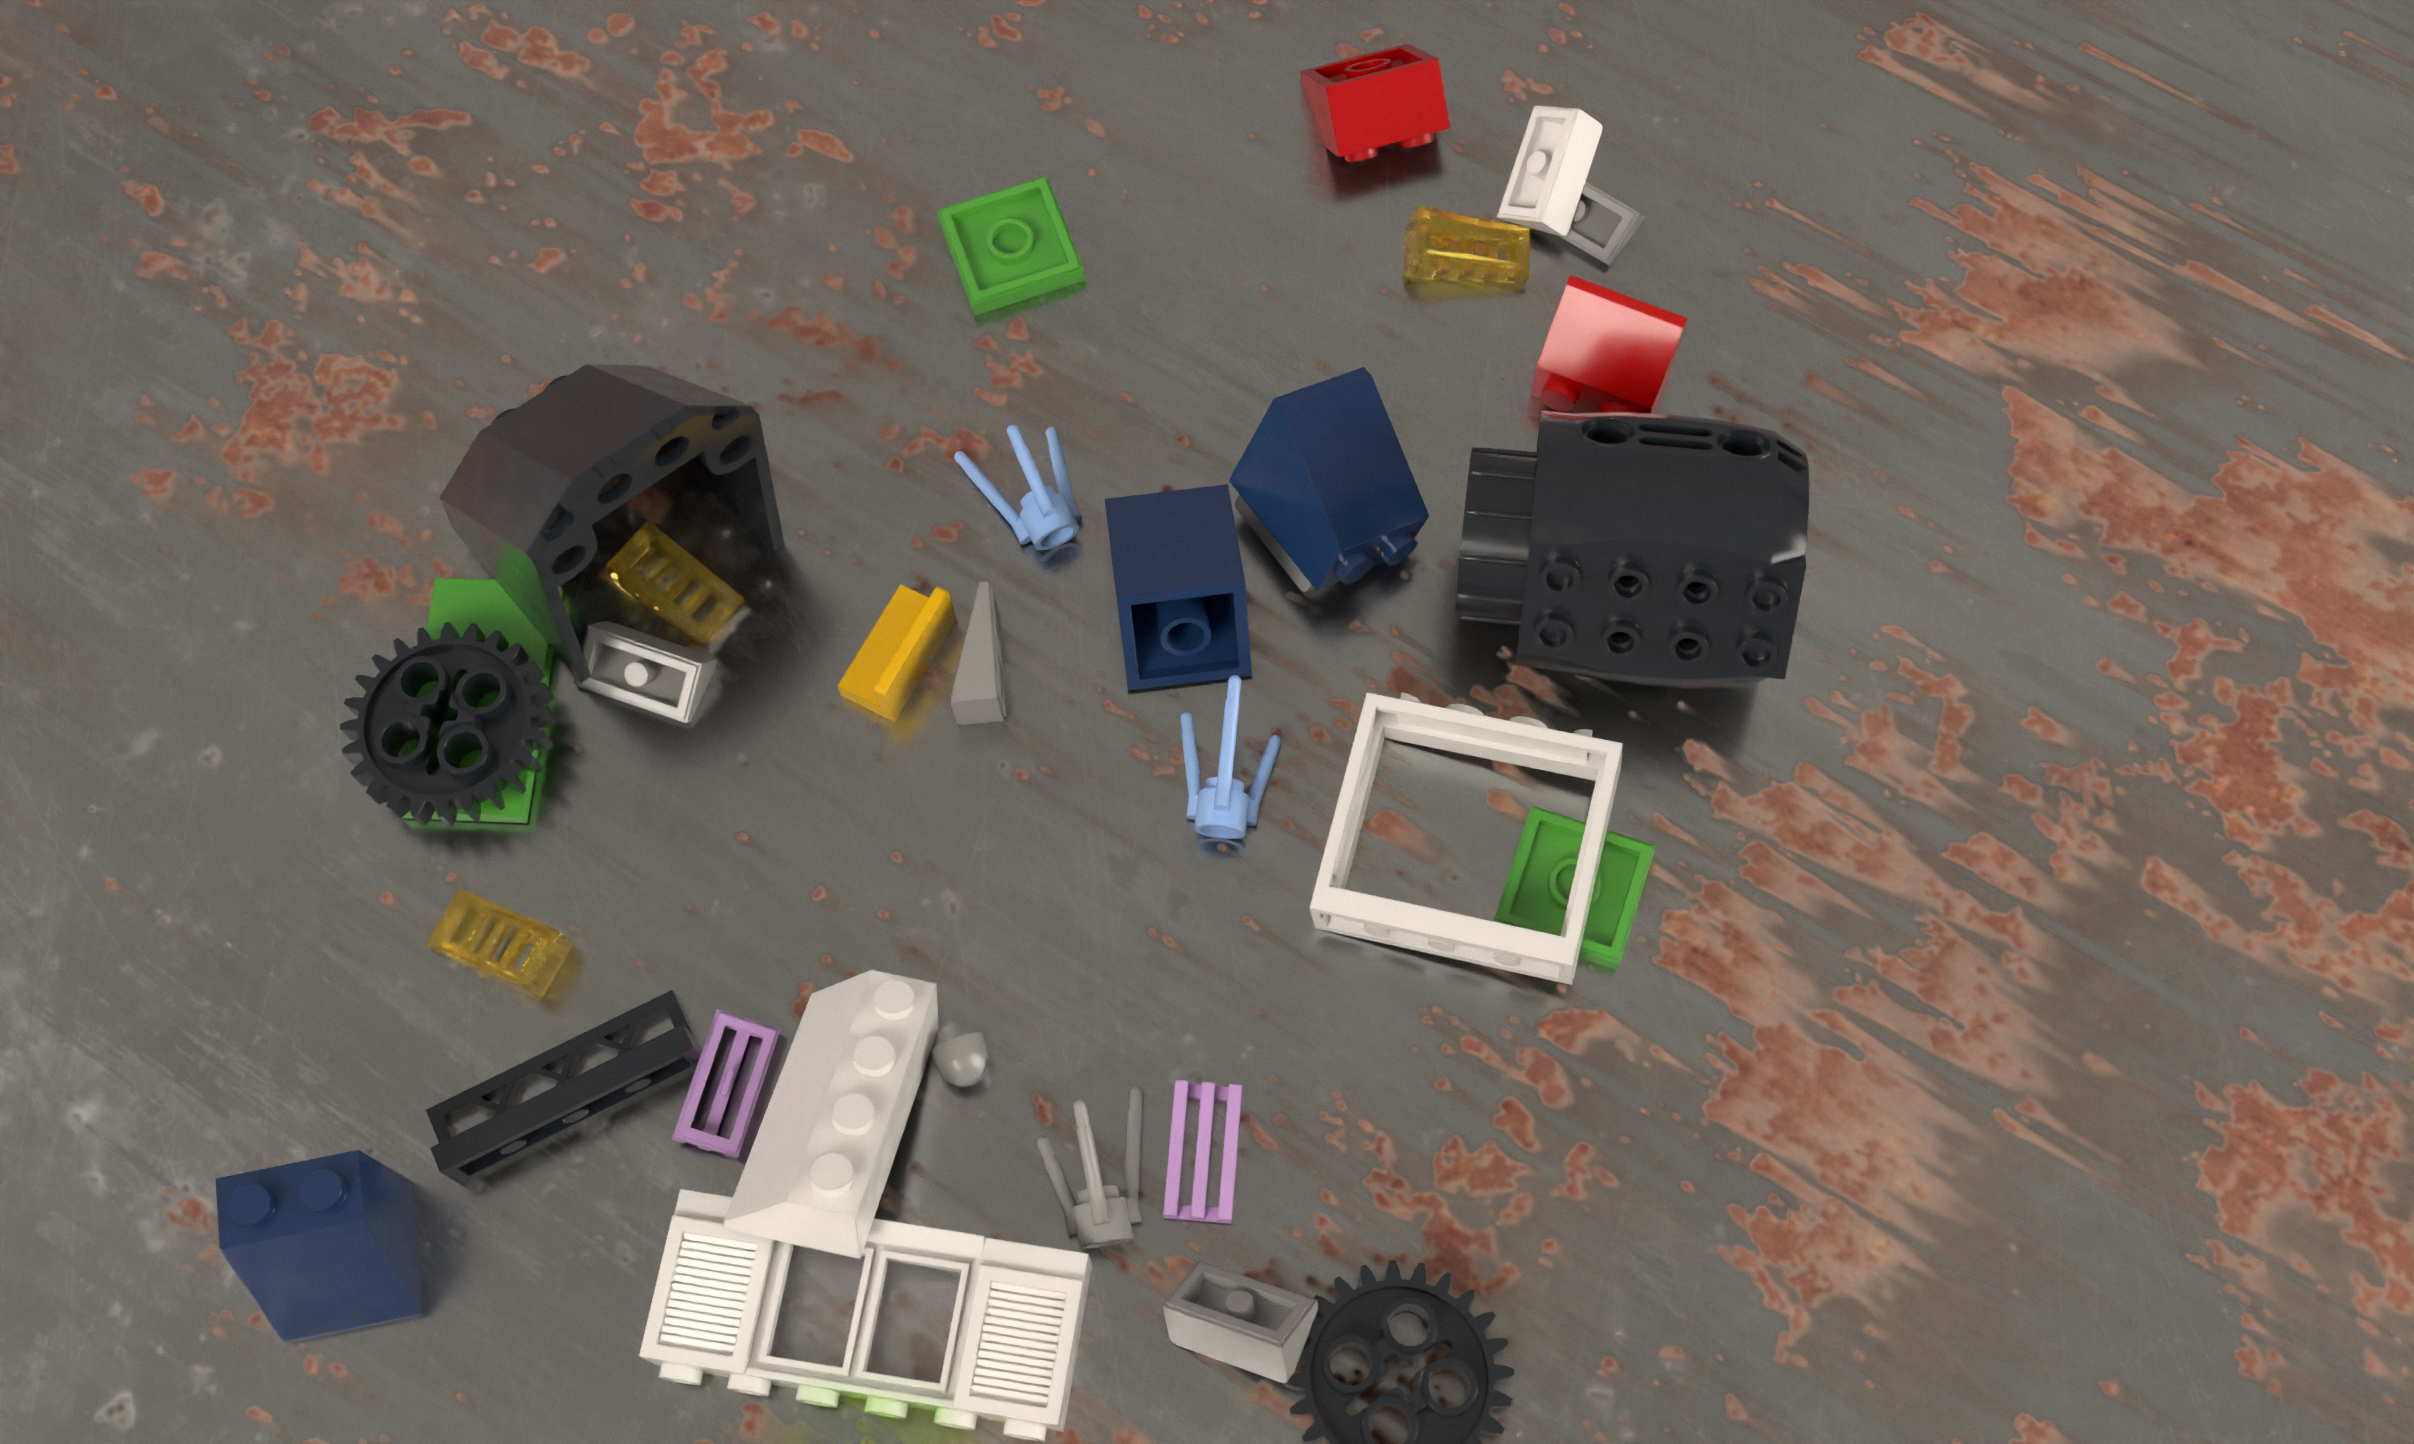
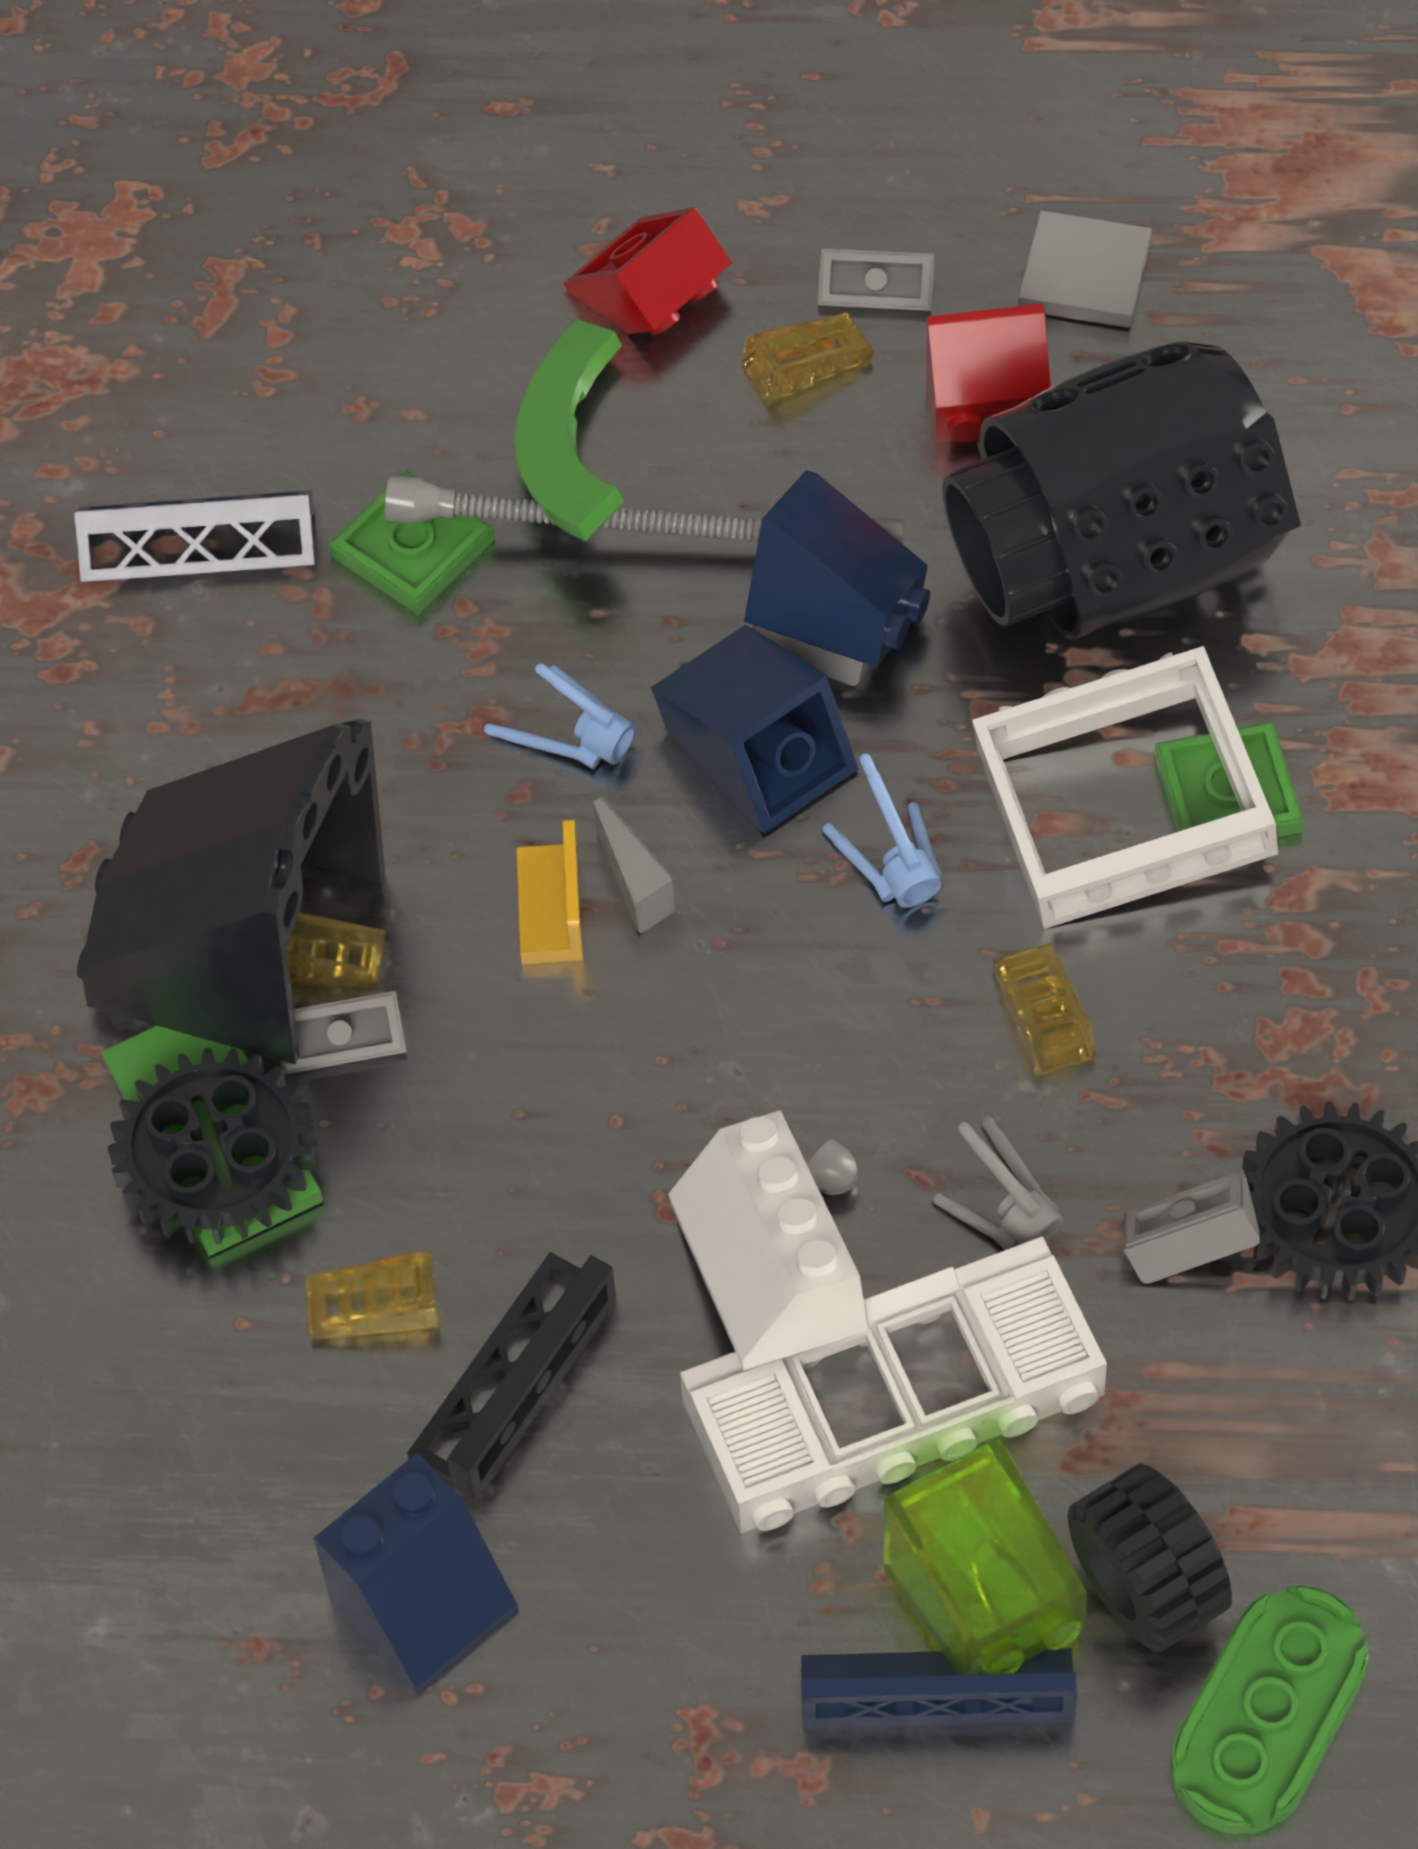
camera: 30 degrees left, 10 degrees down
(708, 1137) = (659, 1339): lavender tile -> none
(839, 120) = (194, 513): none -> fence
(1029, 212) = (417, 501): none -> light grey hose
(1176, 212) = (548, 428): none -> bright green tile
(1207, 1095) = (1050, 1091): lavender tile -> none
(1251, 1050) = (1057, 1041): none -> clear yellow slope
(1550, 169) = (838, 254): white slope -> none
(1775, 298) = (1086, 268): none -> light grey tile

